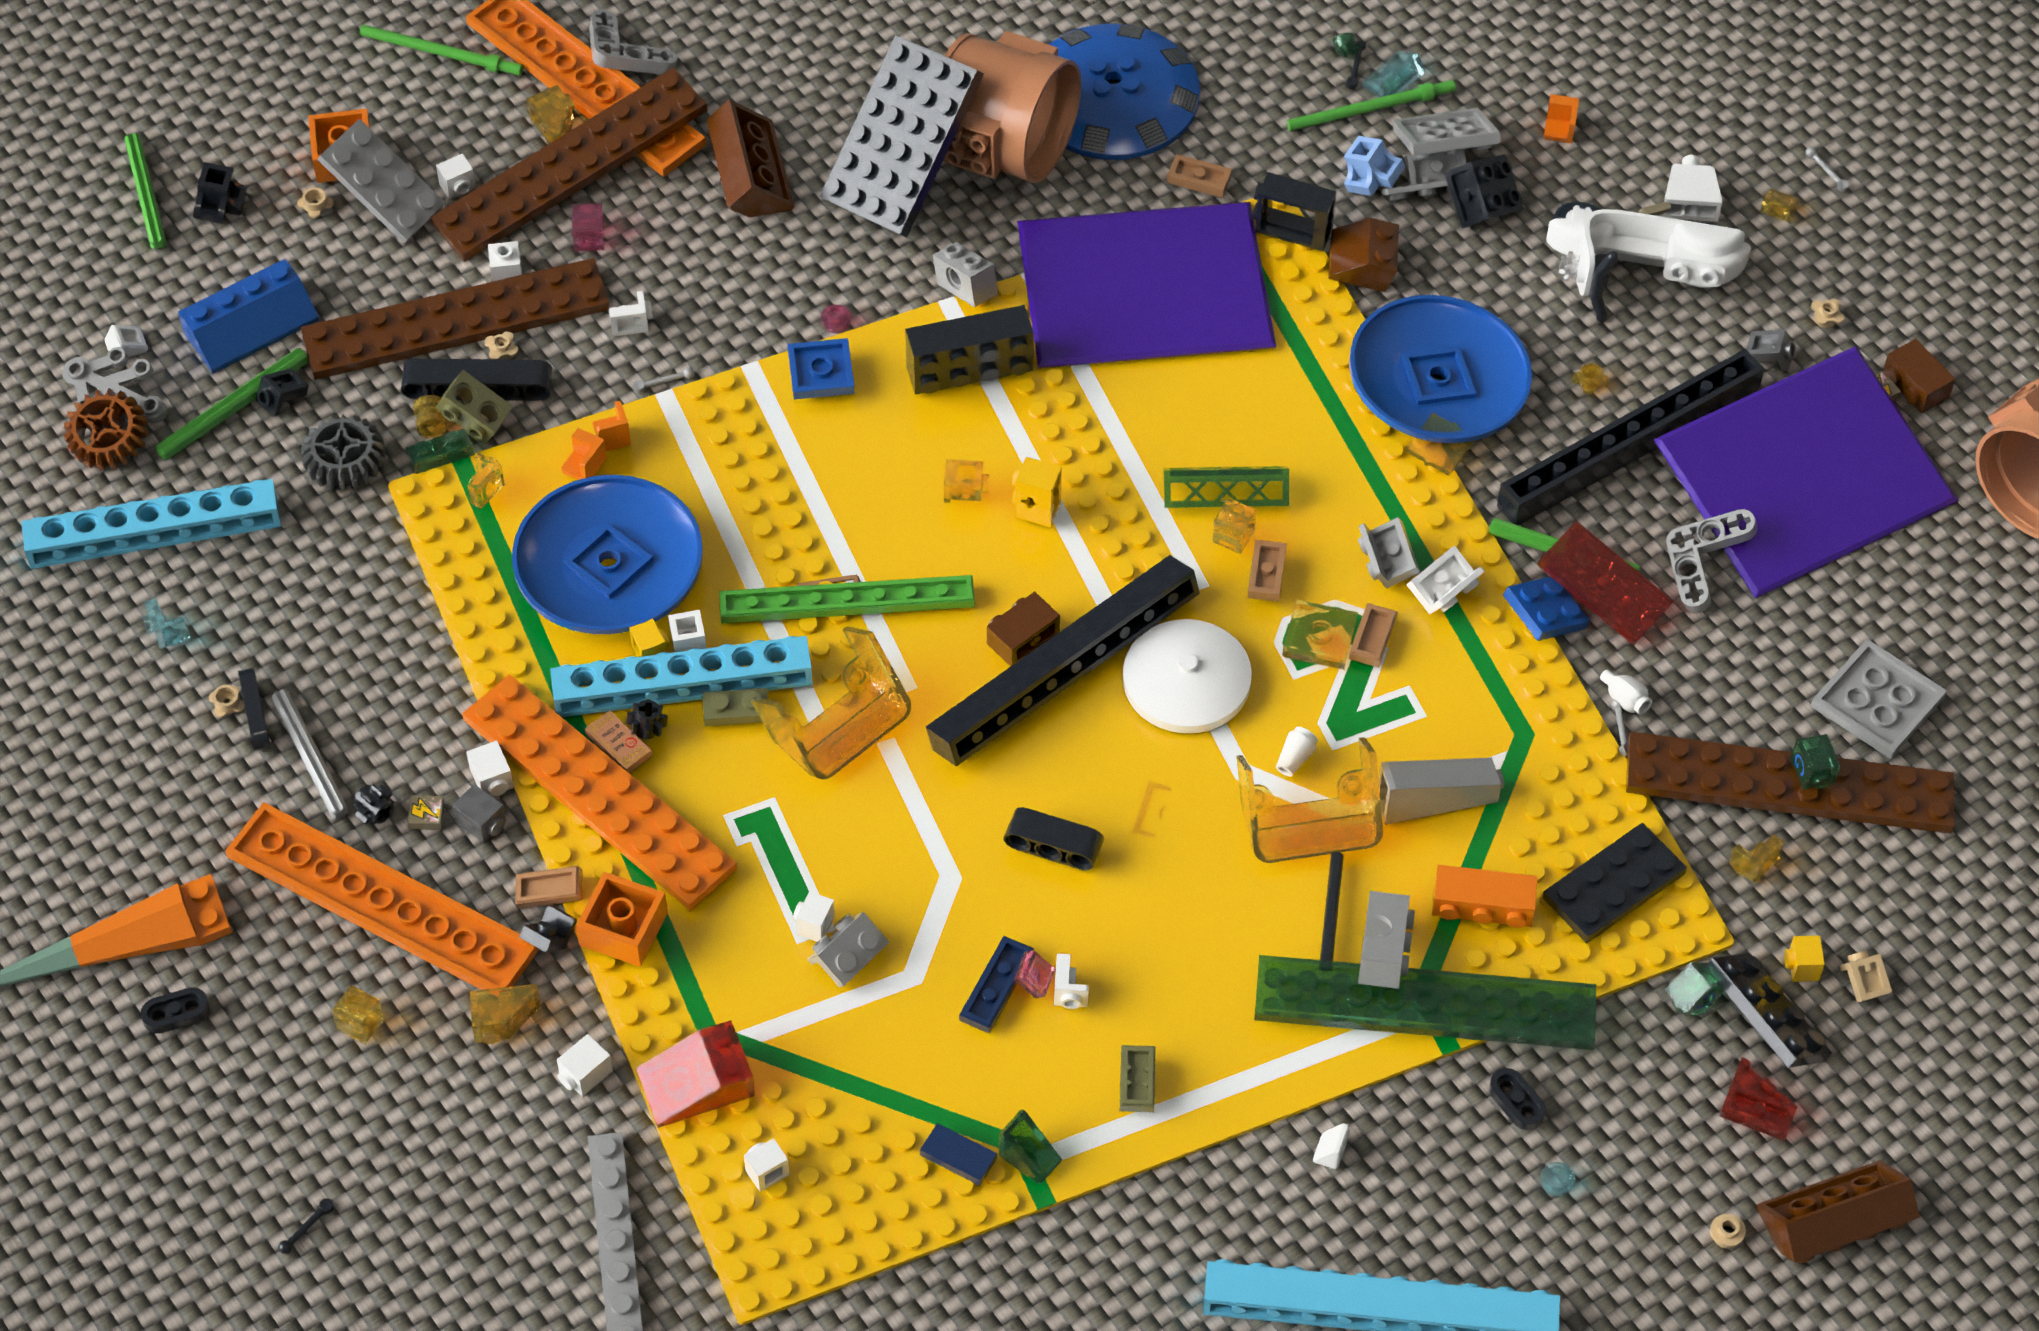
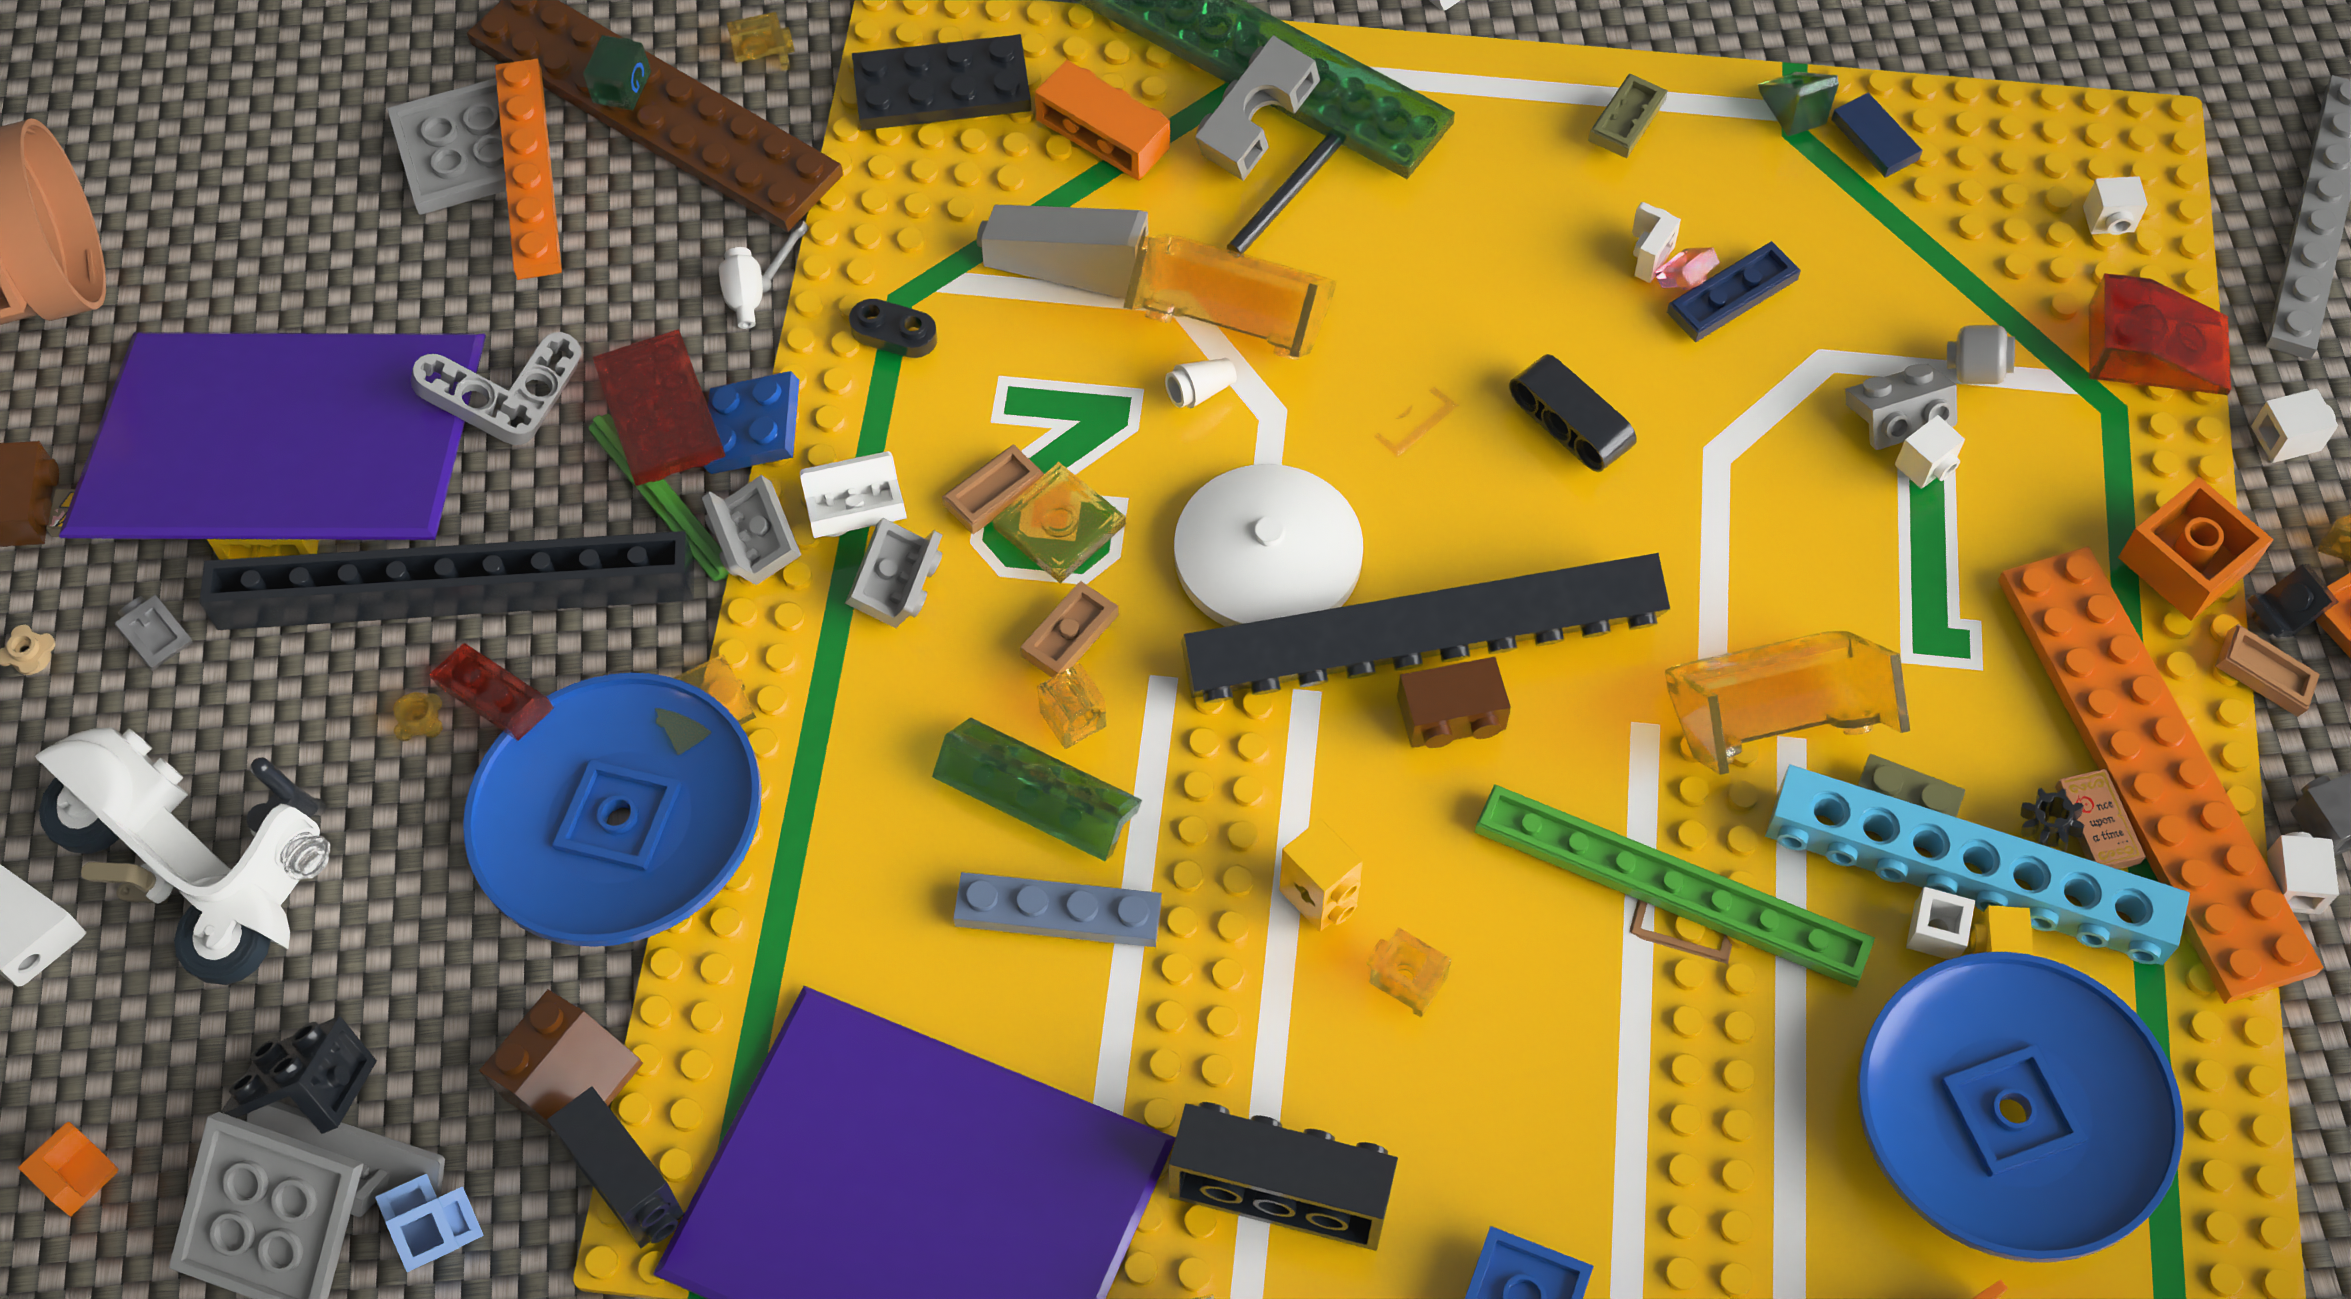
camera: 150 degrees left, 5 degrees up
(810, 1001) = (1981, 354): none -> light grey head
(1170, 436) = (1058, 909): none -> sand blue plate
(1489, 535) = (751, 531): none -> light grey bracket
(1511, 703) = (891, 326): none -> black plate
(1558, 397) = (491, 691): none -> clear red tile
(1819, 689) = (528, 169): none -> orange plate

